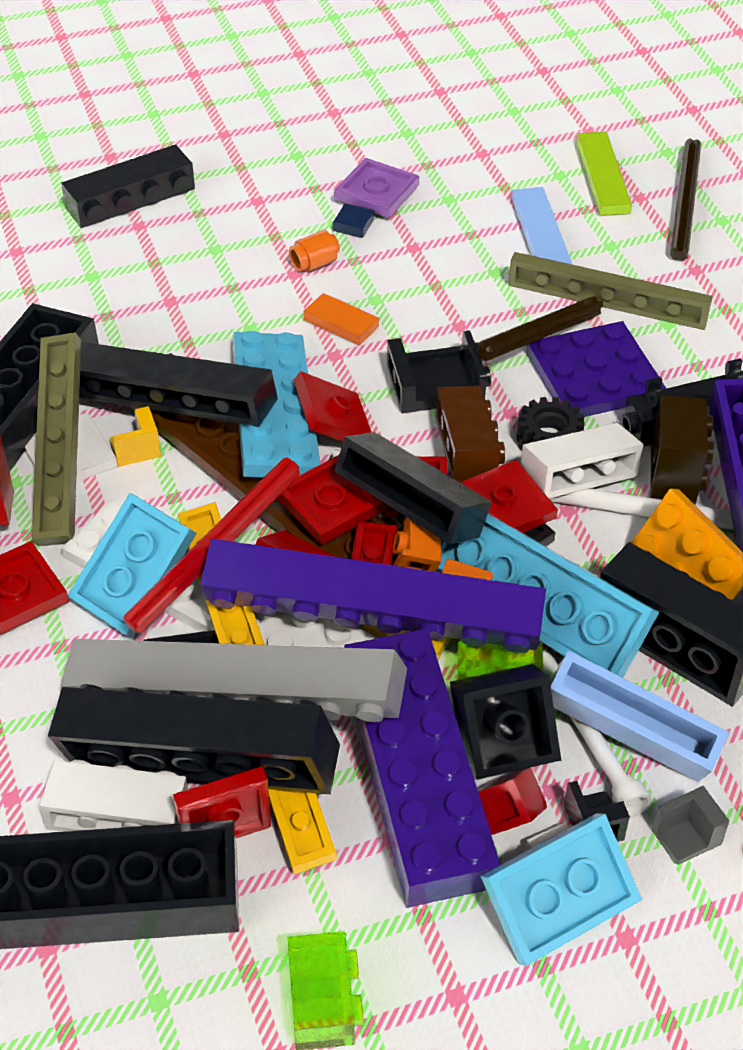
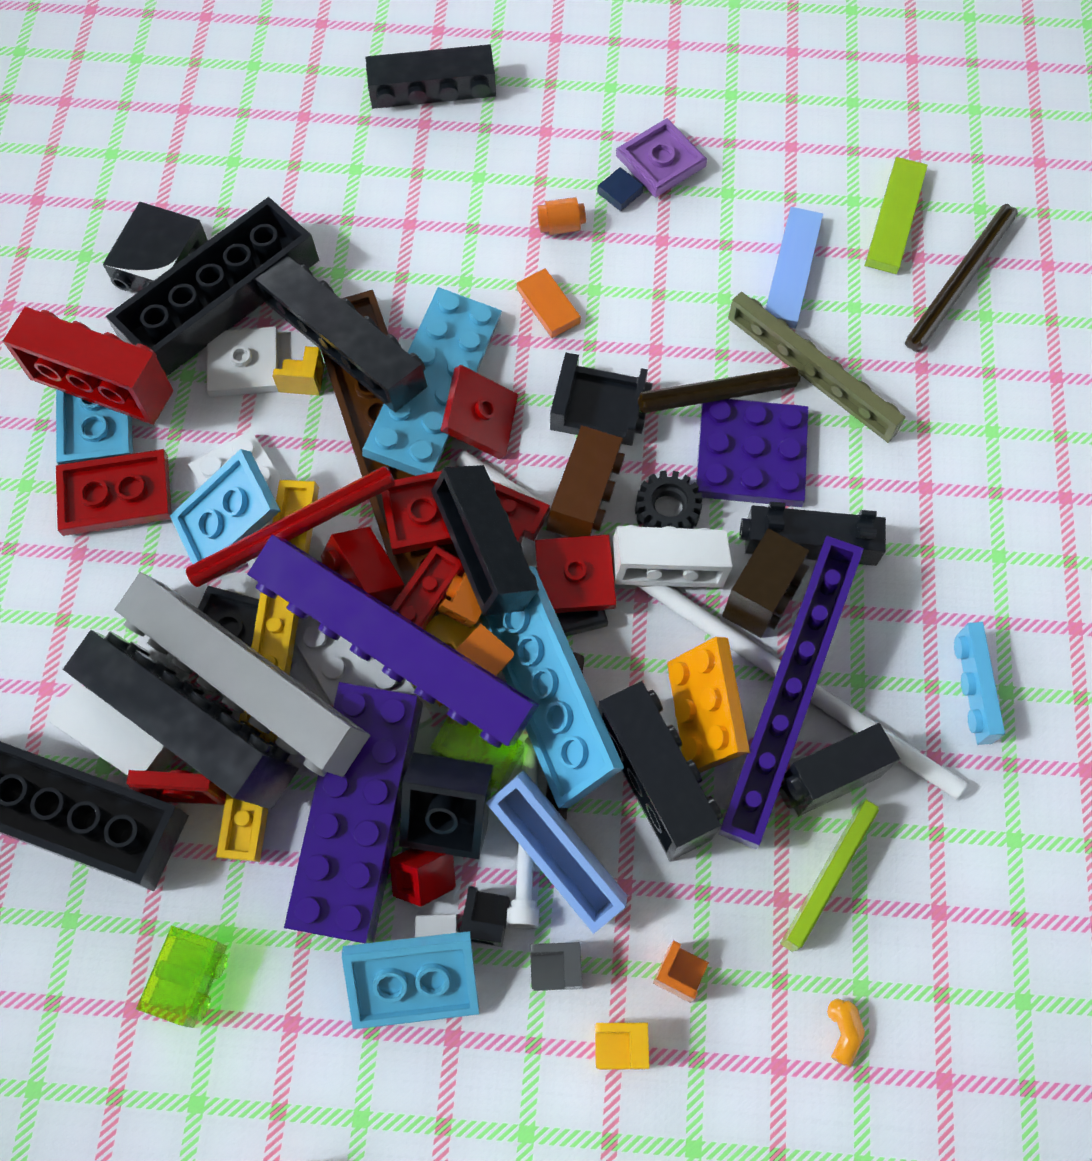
camera: 25 degrees right, 20 degrees up
(56, 440) = (224, 353): olive plate -> none

